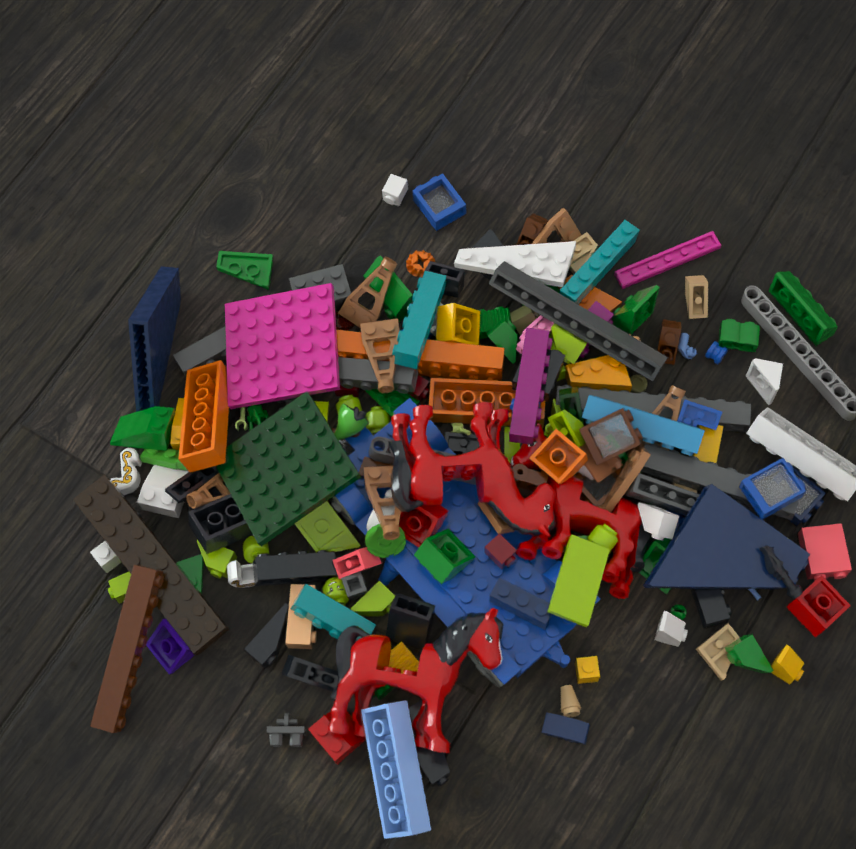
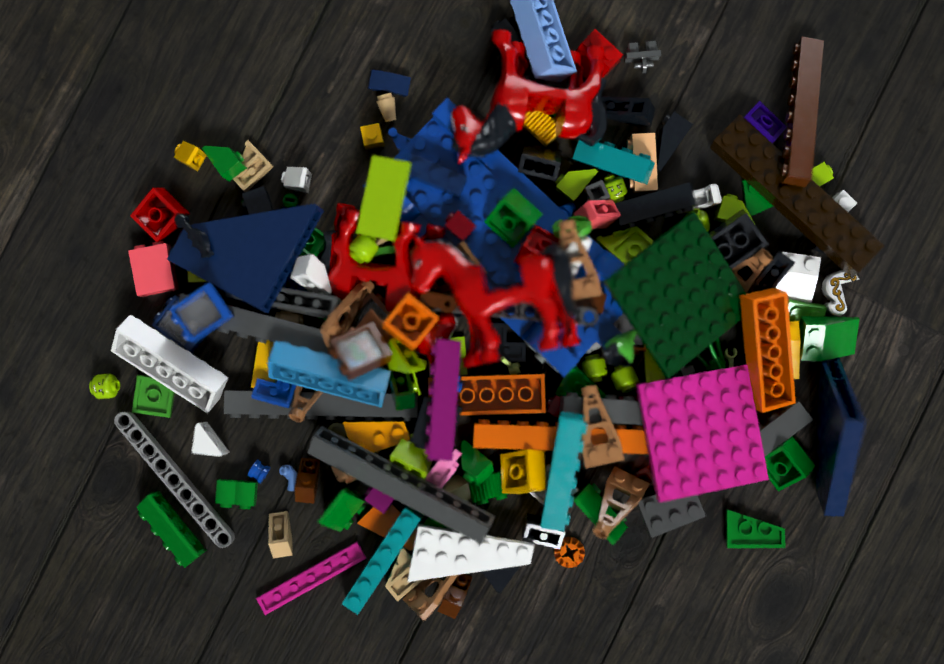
camera: 170 degrees right, 20 degrees up
(202, 319) = (788, 464): none -> green slope
(394, 190) = (606, 637): white brick -> none
(439, 202) = (557, 627): blue window -> none
(825, 428) = (152, 397): none -> bright green tile

